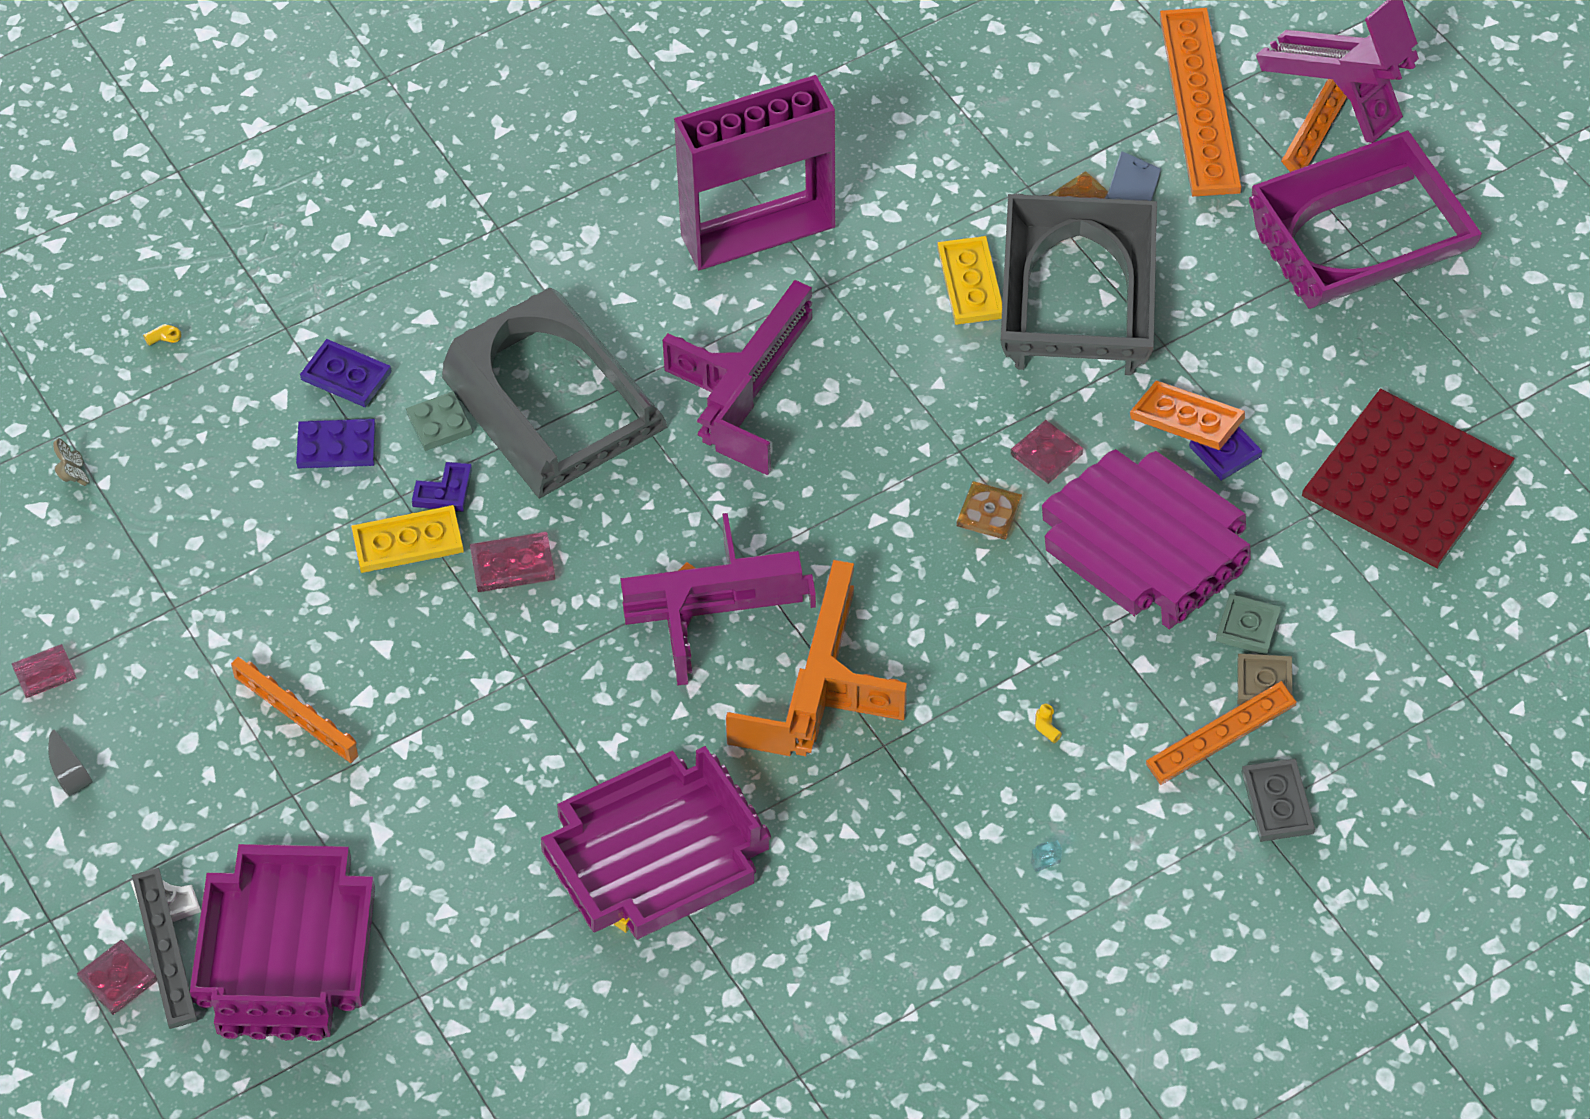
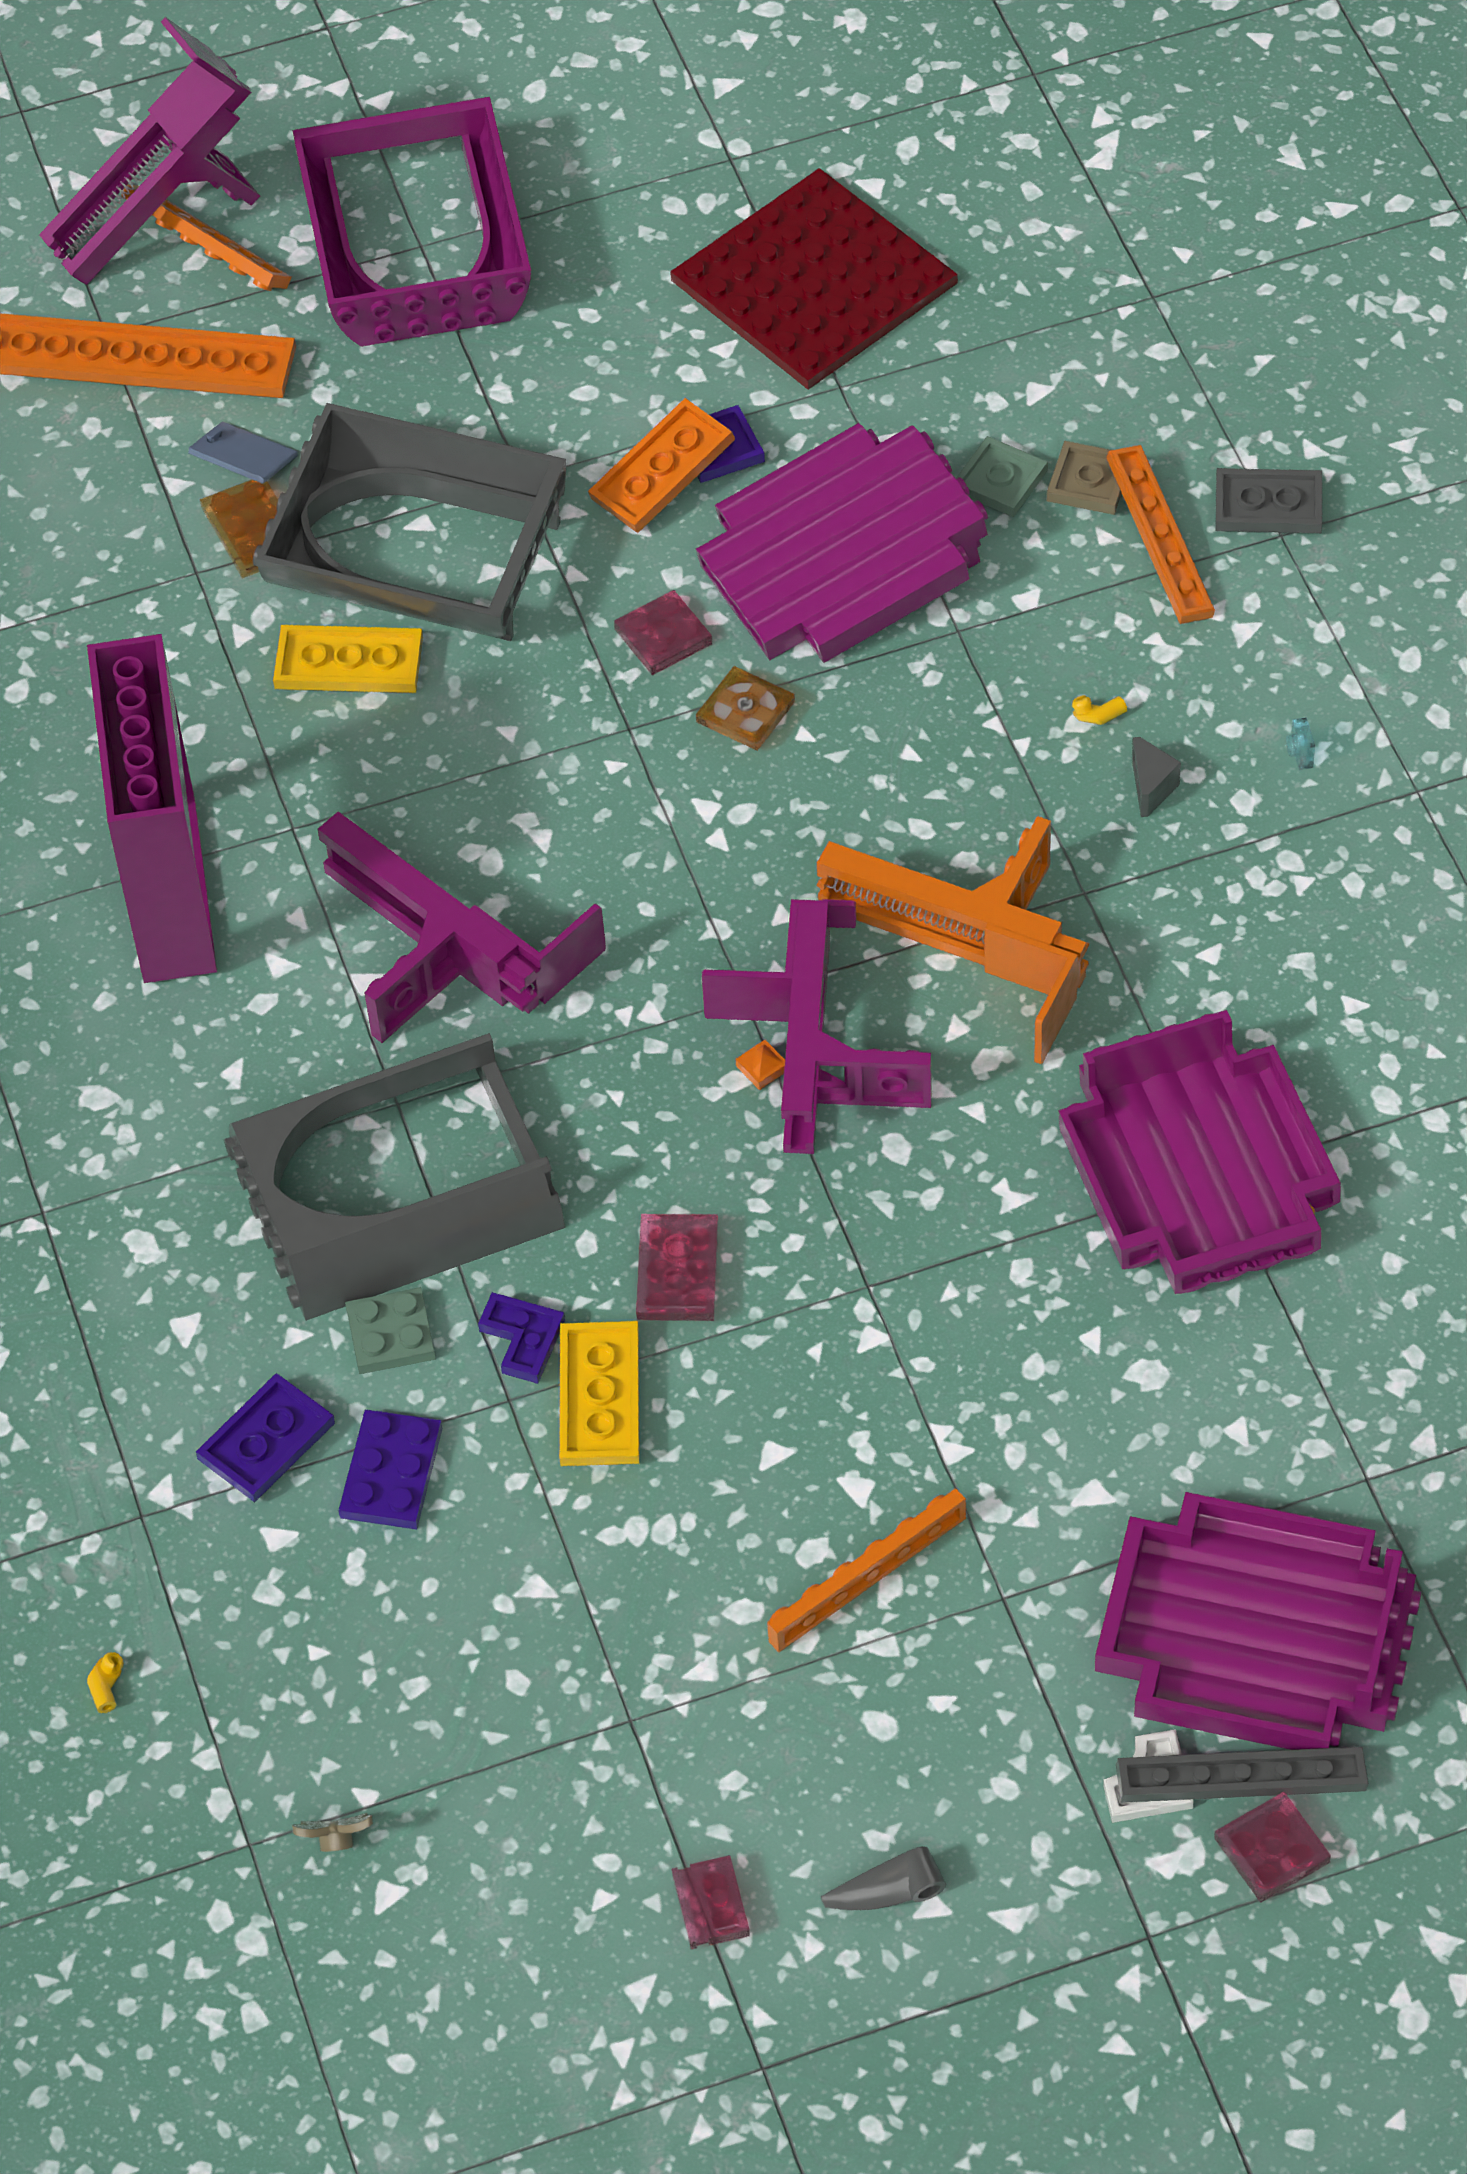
camera: 75 degrees left, 0 degrees up
(989, 764) = (1154, 775): none -> dark grey slope

